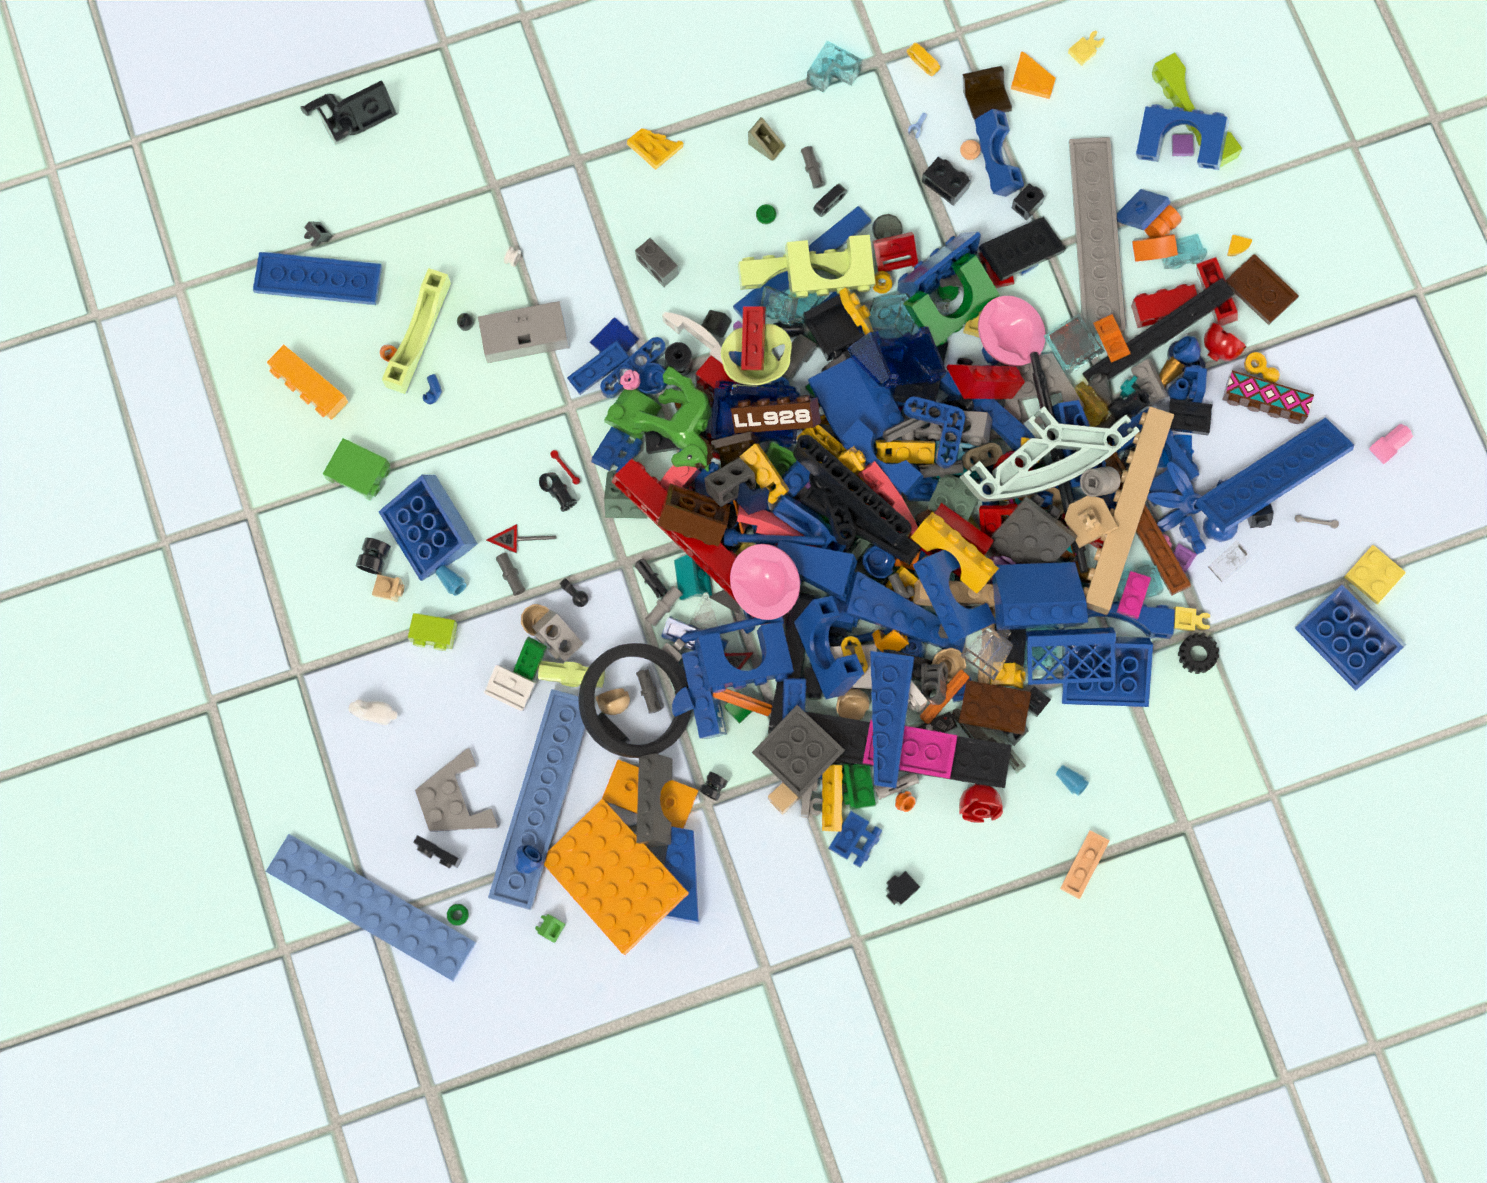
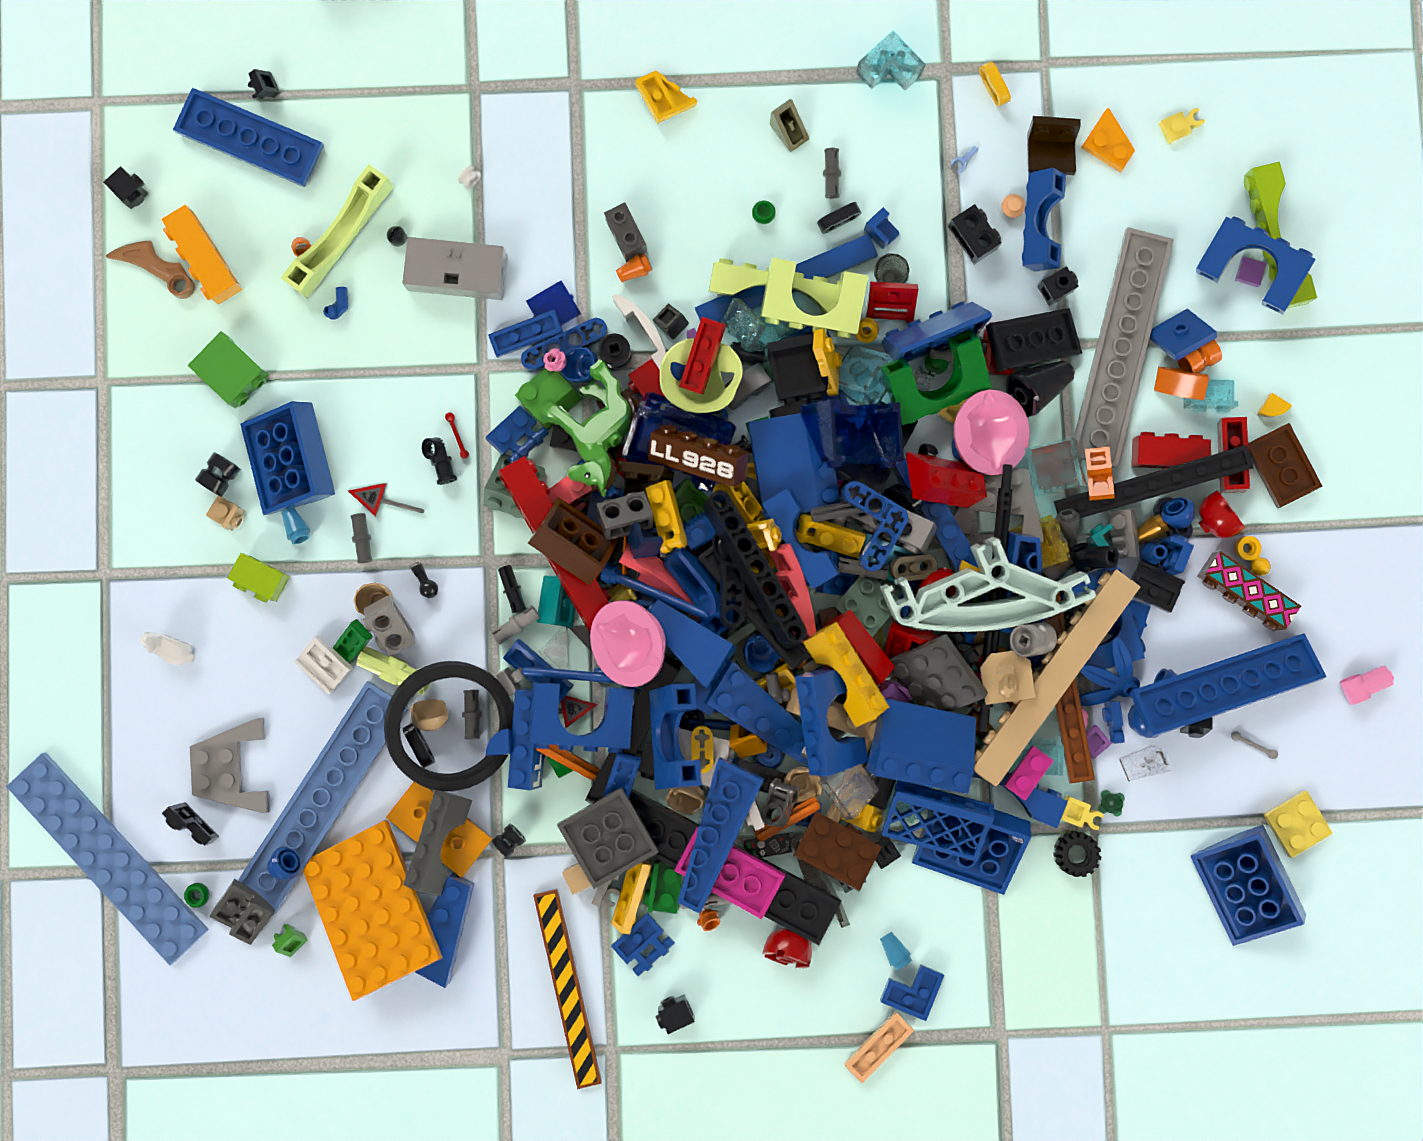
camera: 10 degrees right, 10 degrees up
(227, 347) = (126, 187): none -> black brick
(256, 399) = (144, 256): none -> medium nougat piece
(502, 914) = (242, 911): none -> dark grey slope
(674, 288) = (636, 267): none -> orange cone
(802, 897) = (567, 988): none -> tile
(867, 199) = (881, 229): none -> blue panel
(1038, 283) = (1039, 385): none -> black cone
(1104, 814) = (914, 999): none -> blue plate
(1217, 599) = (1116, 808): none -> clear green plate

